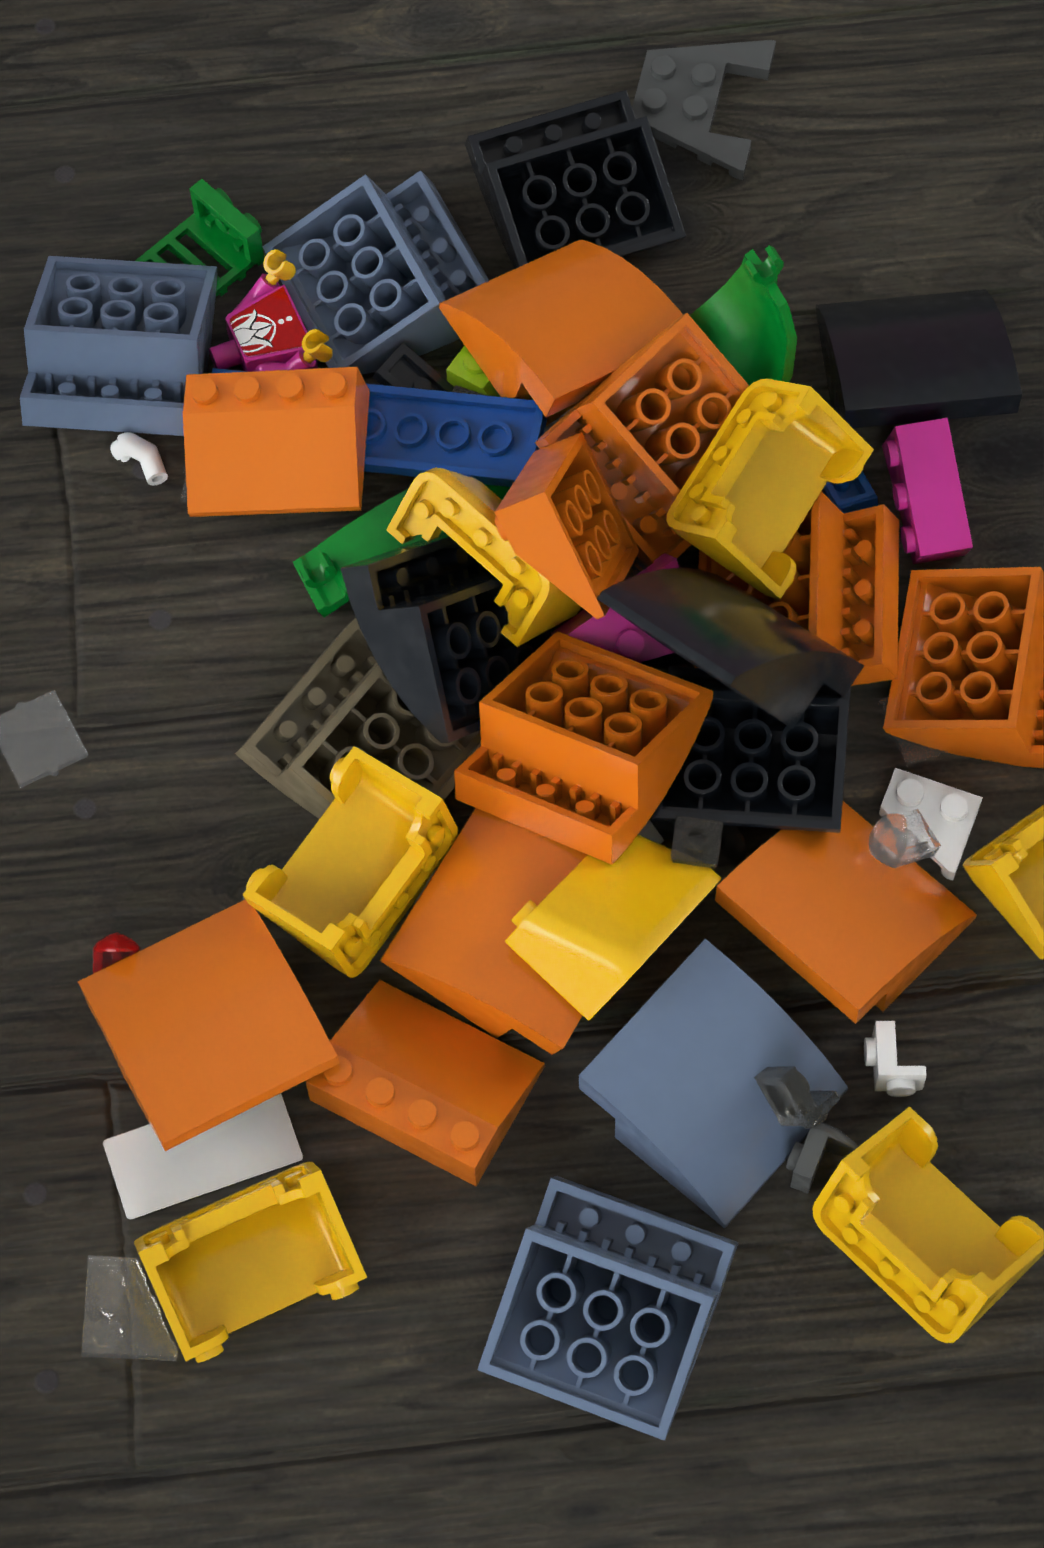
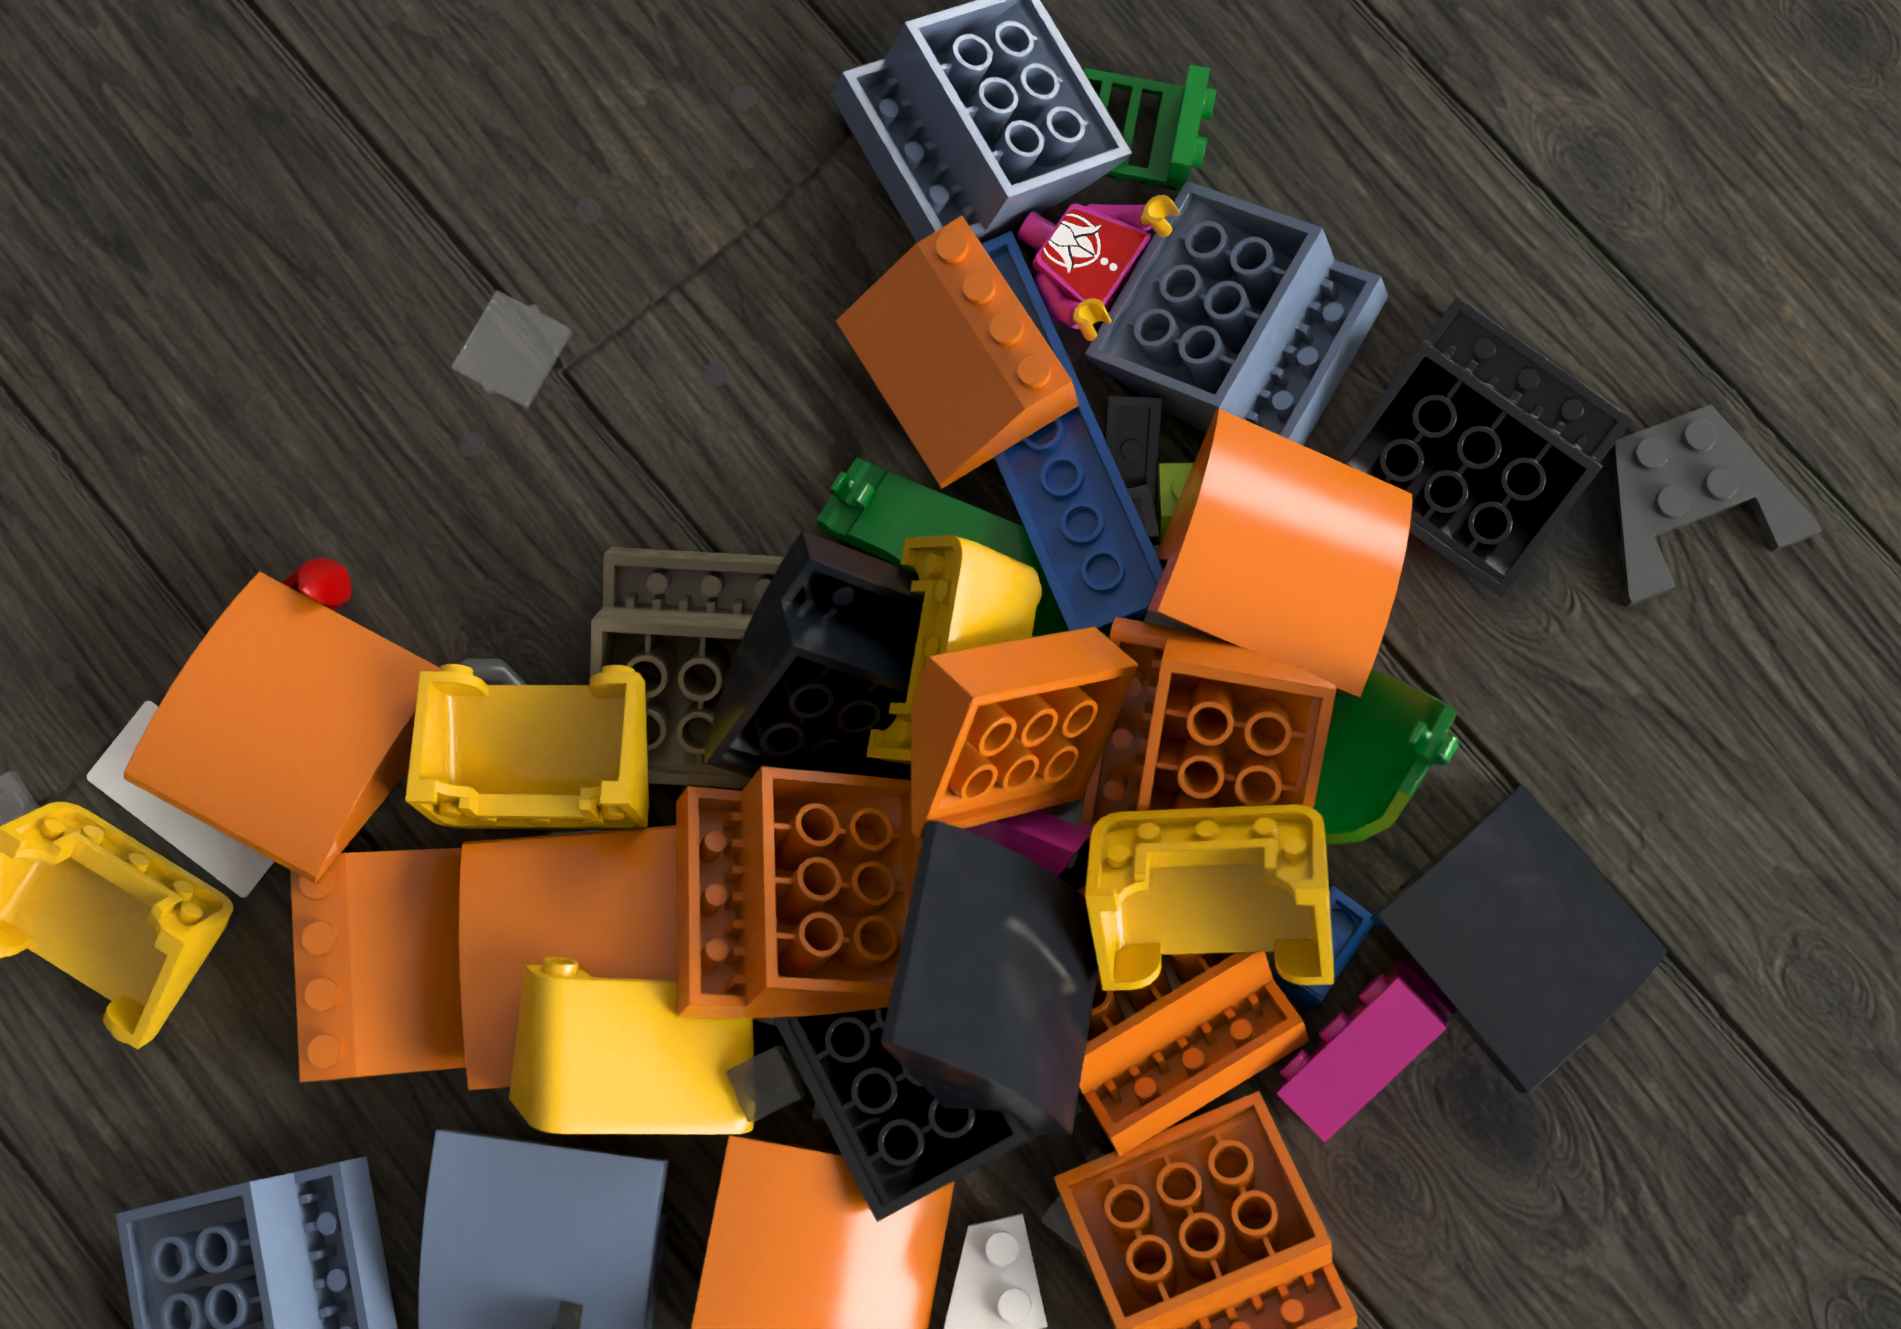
camera: 55 degrees right, 15 degrees up
(145, 452) = (881, 230): white arm -> none
(902, 839) = (933, 1279): clear plate -> none

